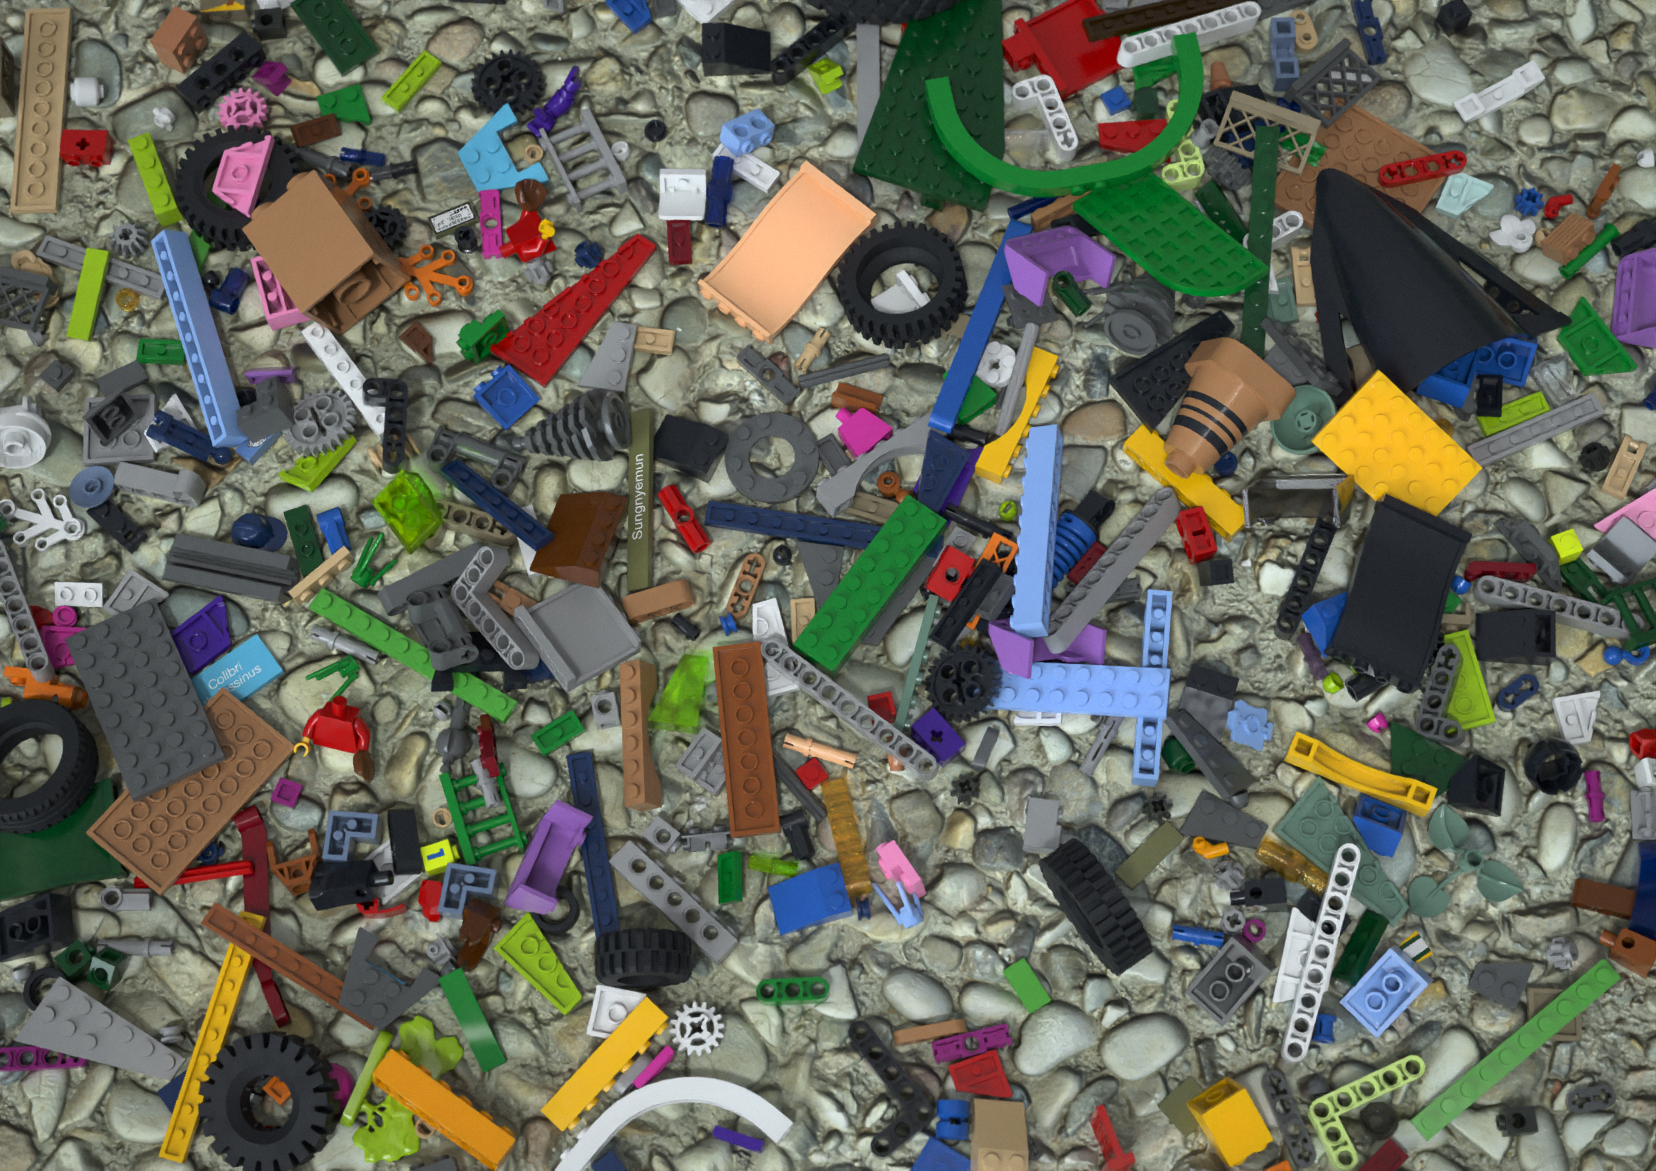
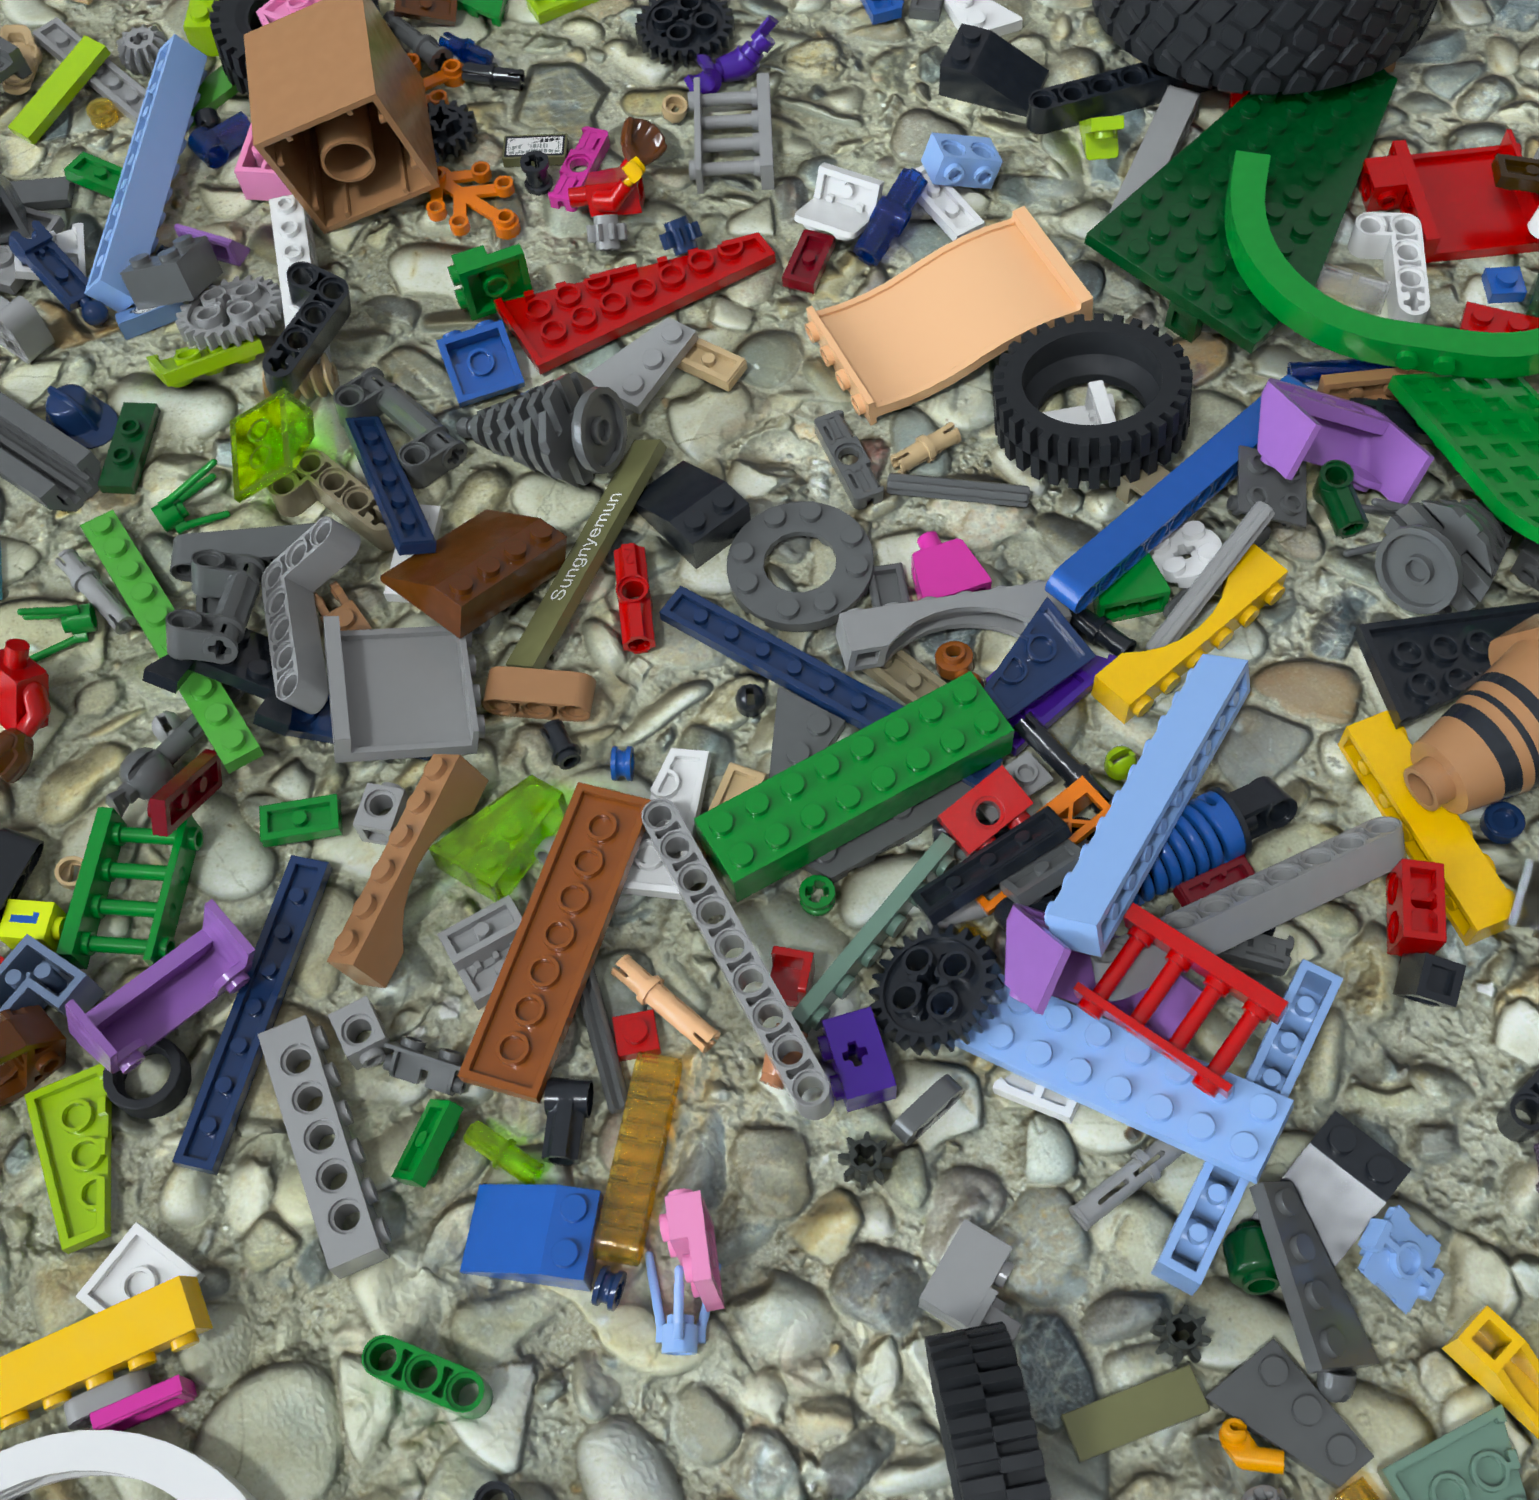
camera: 25 degrees right, 10 degrees down
(321, 576) = (118, 493): tan plate -> none
(333, 526) = (171, 440): blue piece -> none
(418, 341) = (413, 267): reddish brown slope -> none
(486, 785) = (151, 857): light grey pin -> none
(488, 159) = (616, 91): medium azure wing -> none
(623, 148) = (786, 138): white hinge -> none
(643, 958) = (209, 1208): black tyre -> none
(655, 131) = (844, 130): black plate -> none
(704, 1020) = (227, 1363): white gear -> none
(746, 568) = (679, 706): medium nougat beam -> none
(856, 398) = (954, 524): dark orange panel -> none
(867, 653) = (825, 903): none -> green bush
(1111, 623) = (1219, 981): none -> red fence

